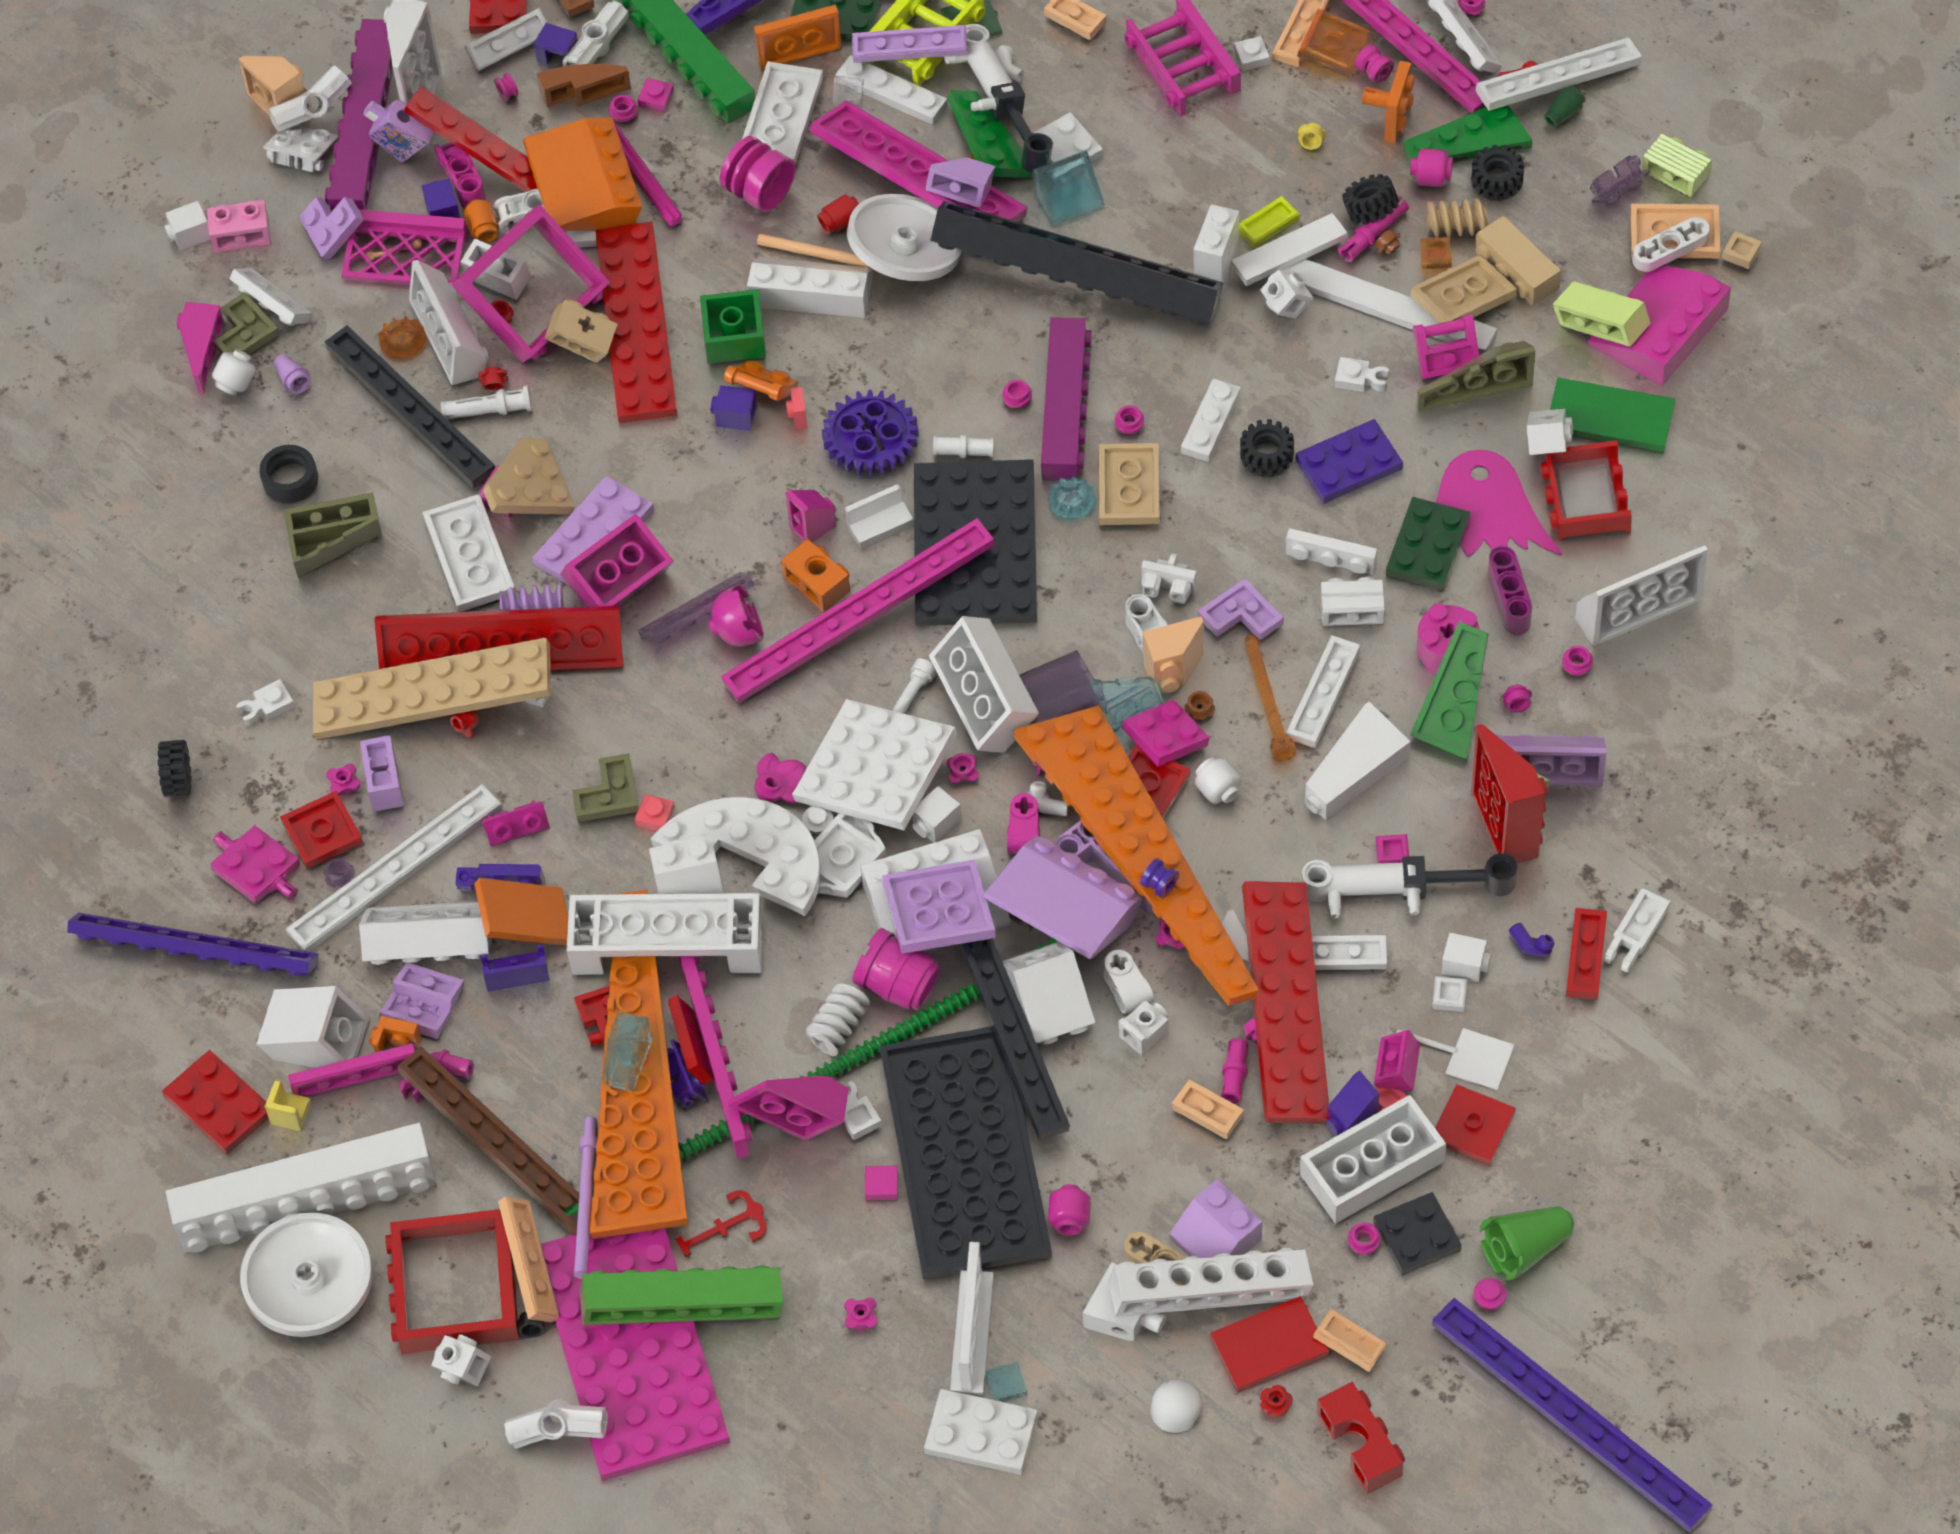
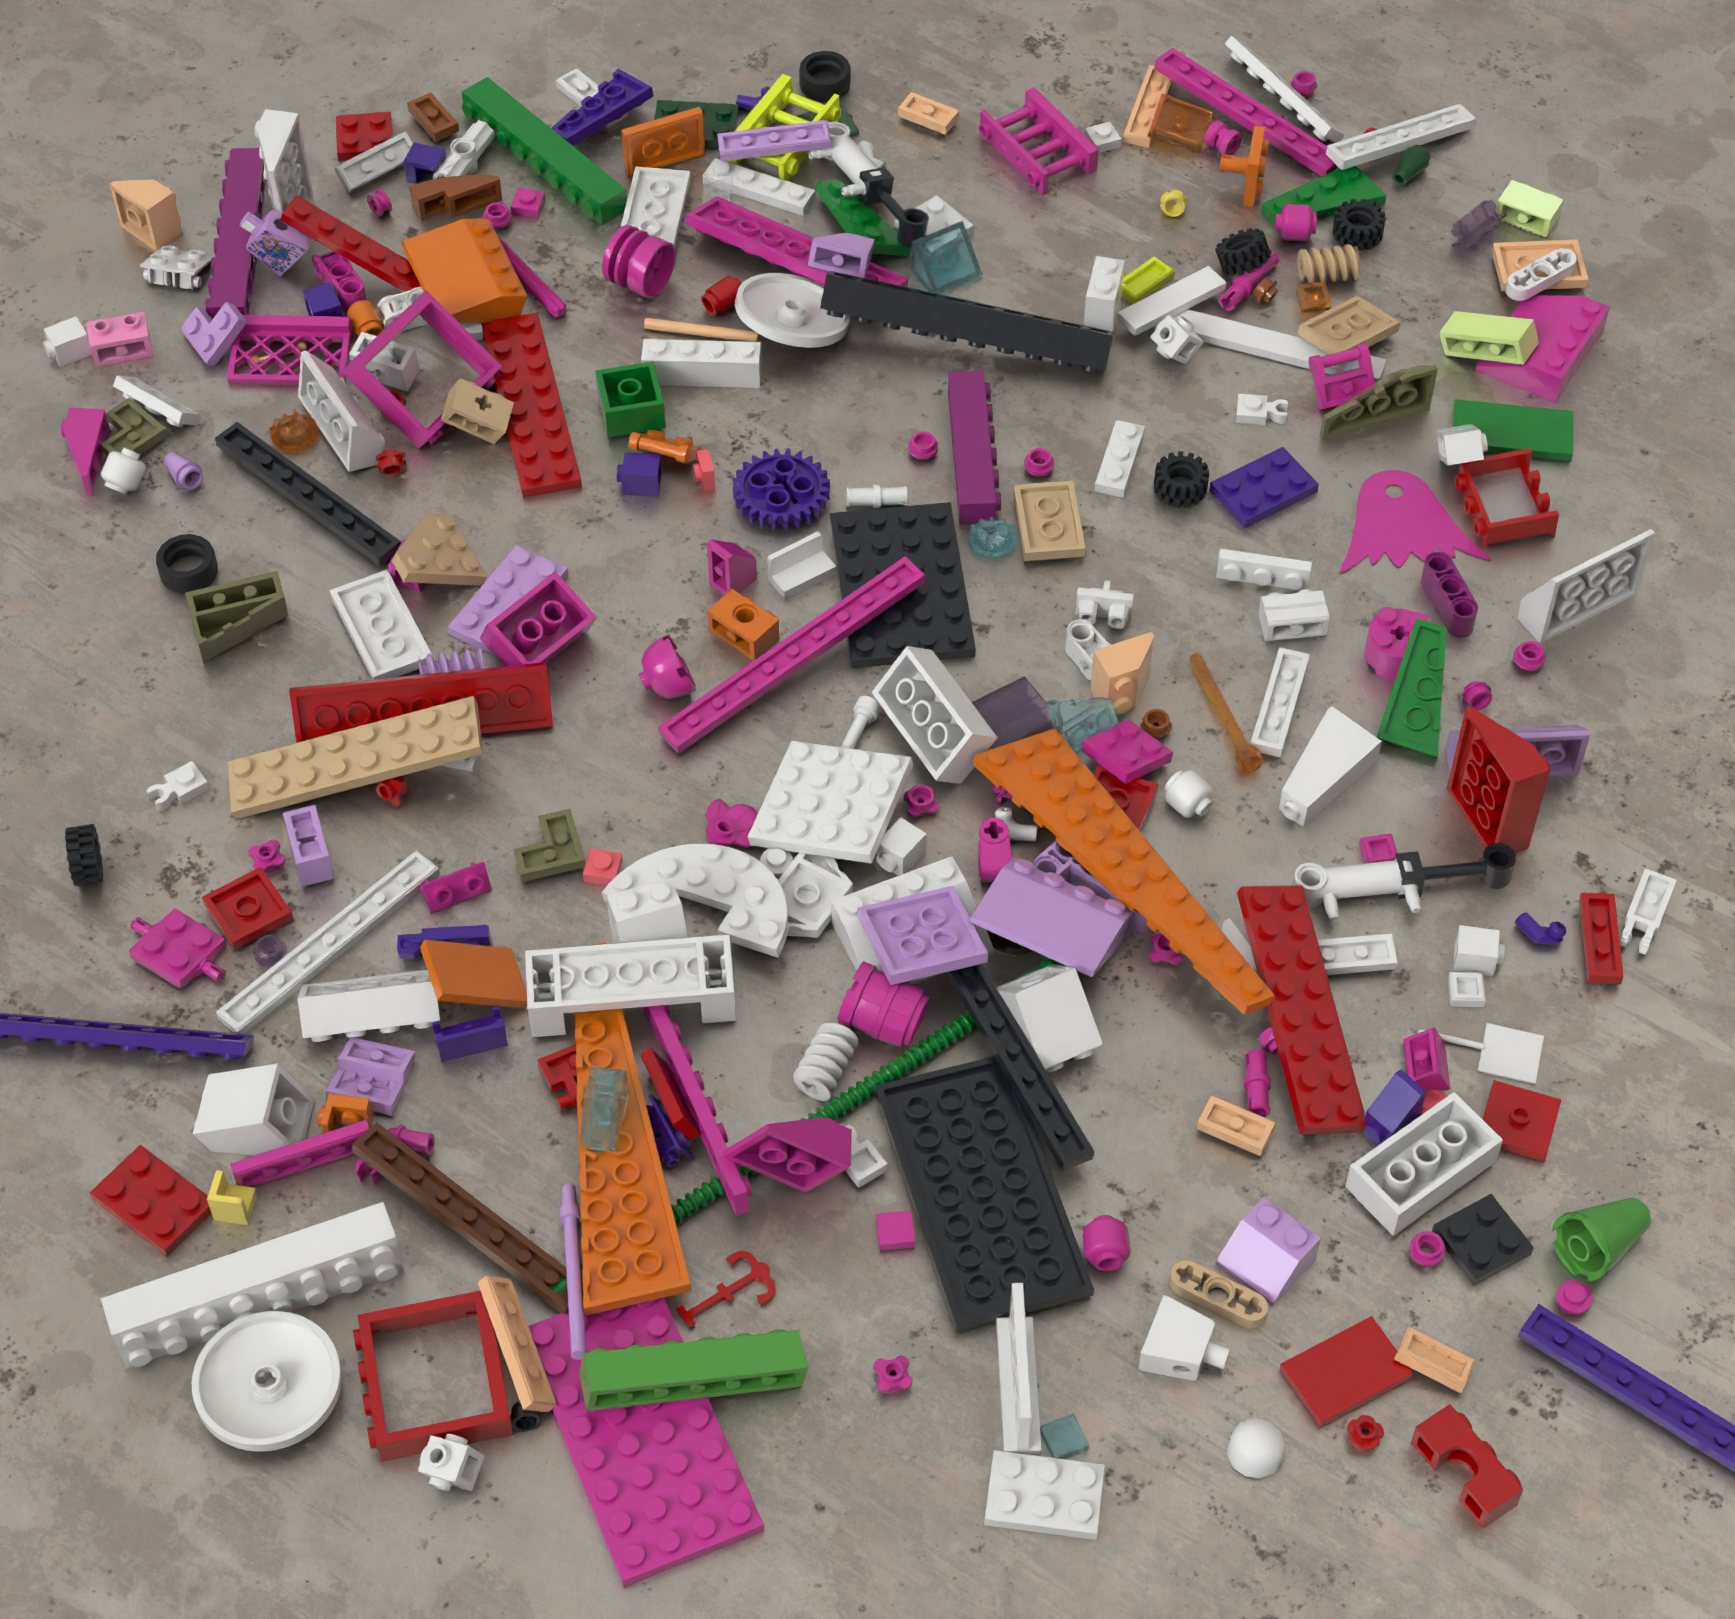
camera: 10 degrees left, 5 degrees down
(295, 111) = (170, 231): white piece -> none
(500, 402) = (400, 484): white pin -> none
(575, 1421) = (546, 1530): white piece -> none
(686, 614) = (614, 670): clear purple plate -> none
(1126, 981) = (1127, 1001): white piece -> none
(1142, 1034) = (1153, 1045): white brick -> none
(1159, 878) = (1153, 888): dark purple wheel -> none
(1229, 1290) = (1301, 1306): white brick -> none
(1241, 604) = (1185, 625): lavender plate -> none
(1428, 543) = (1357, 557): dark green plate -> none
(1518, 260) = (1396, 297): tan brick -> none
(1741, 250) = (1607, 278): tan plate -> none

